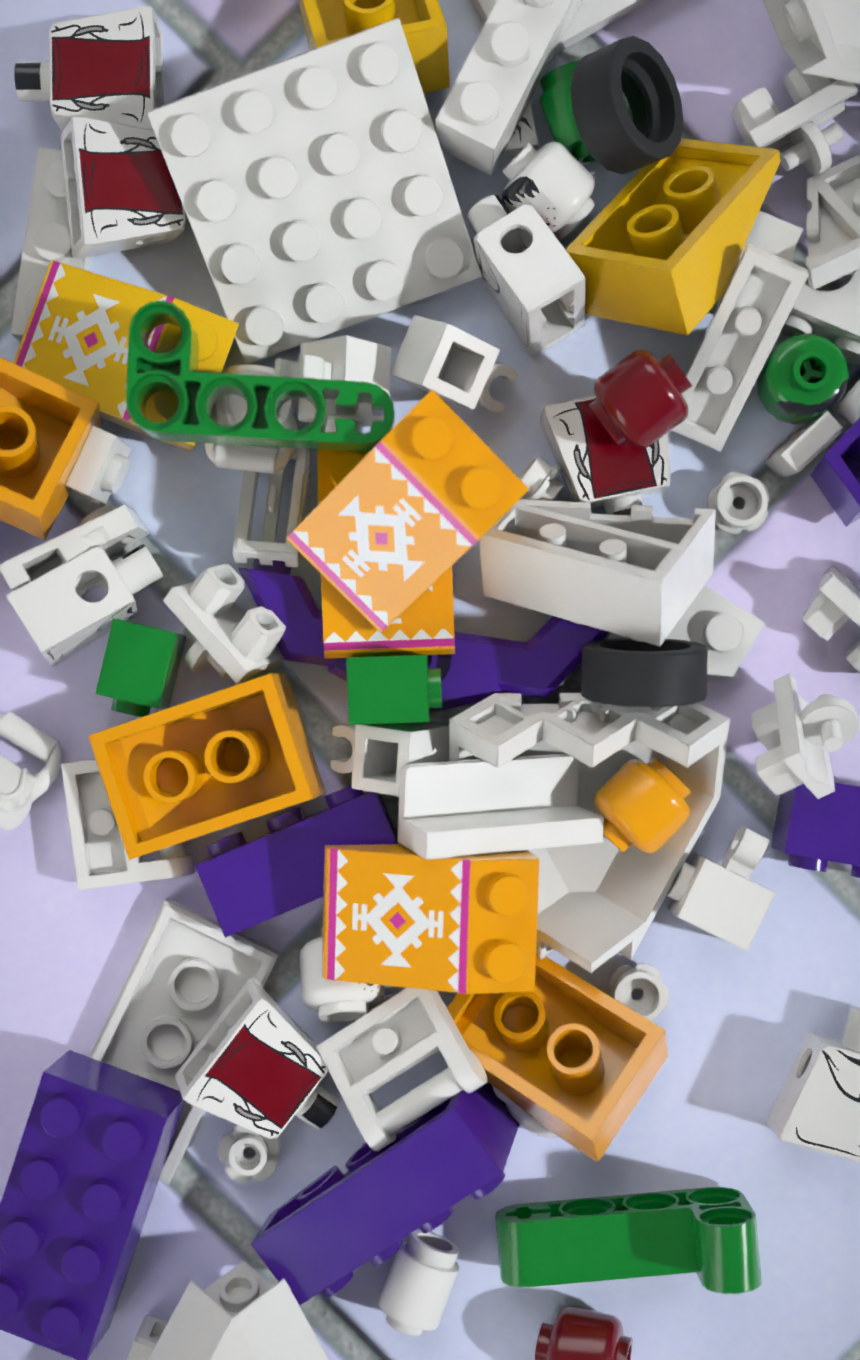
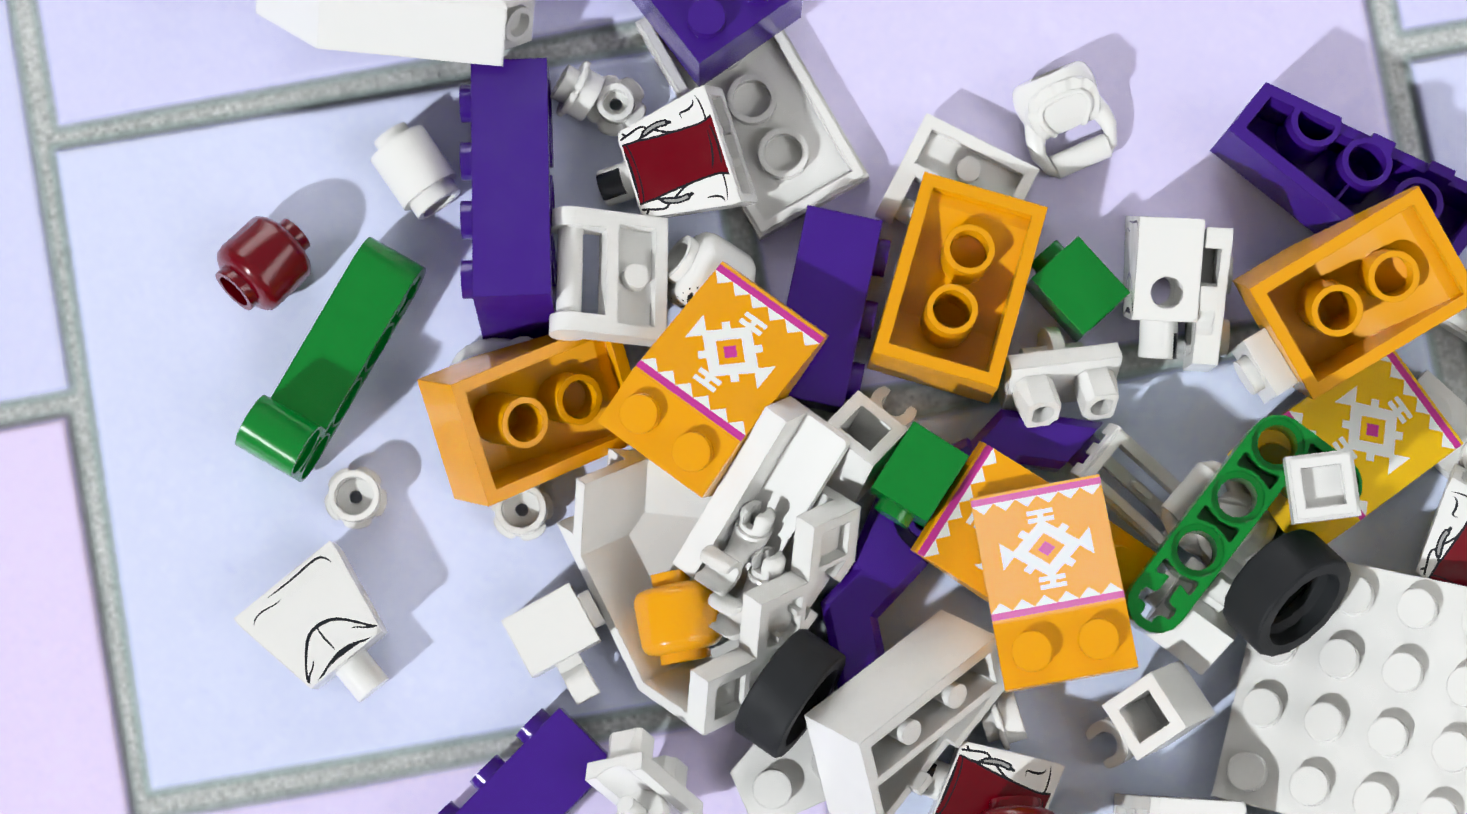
camera: 125 degrees right, 5 degrees down
(168, 337) = (1322, 486): none -> white tile
(260, 1194) = (577, 90): none -> white plate
(277, 315) = (1286, 592): none -> black tyre
(538, 793) = (749, 535): none -> white arm
(553, 764) = (764, 567): none -> white arm
(721, 1154) = (346, 482): none -> white plate

